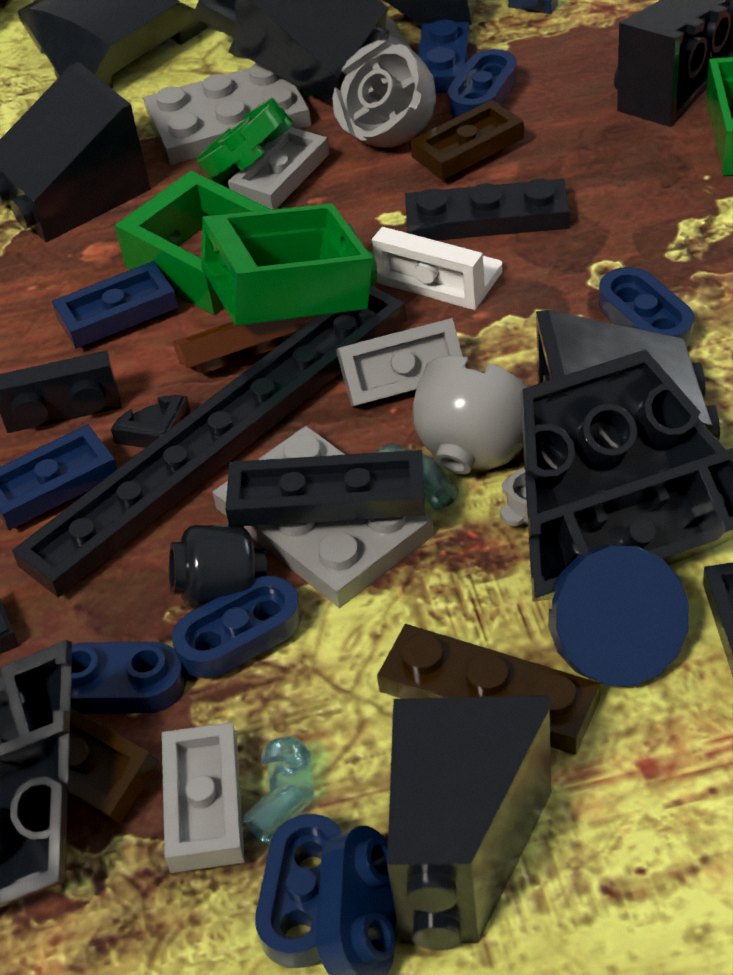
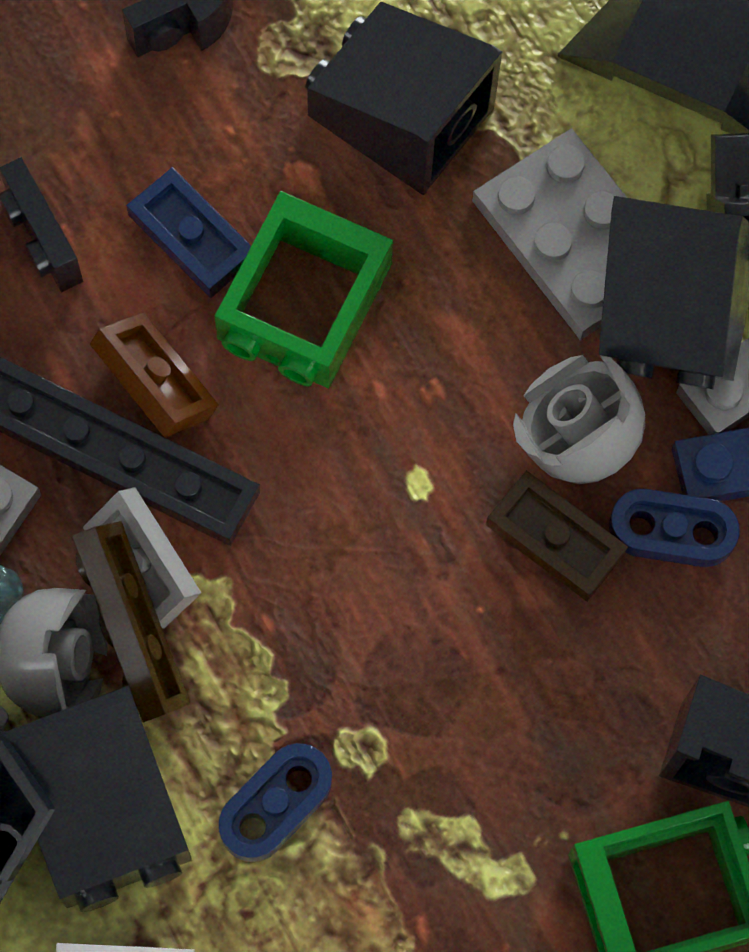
camera: 65 degrees right, 25 degrees up
(151, 422) = (32, 334): black tile -> none
(244, 141) = (477, 277): green plate -> none
(281, 167) = (460, 331): light grey plate -> none
(286, 263) = (224, 321): green window -> none
(404, 353) = (130, 620): none -> dark brown plate
(433, 268) = (322, 558): white panel -> none
(488, 210) = (437, 589): black plate -> none

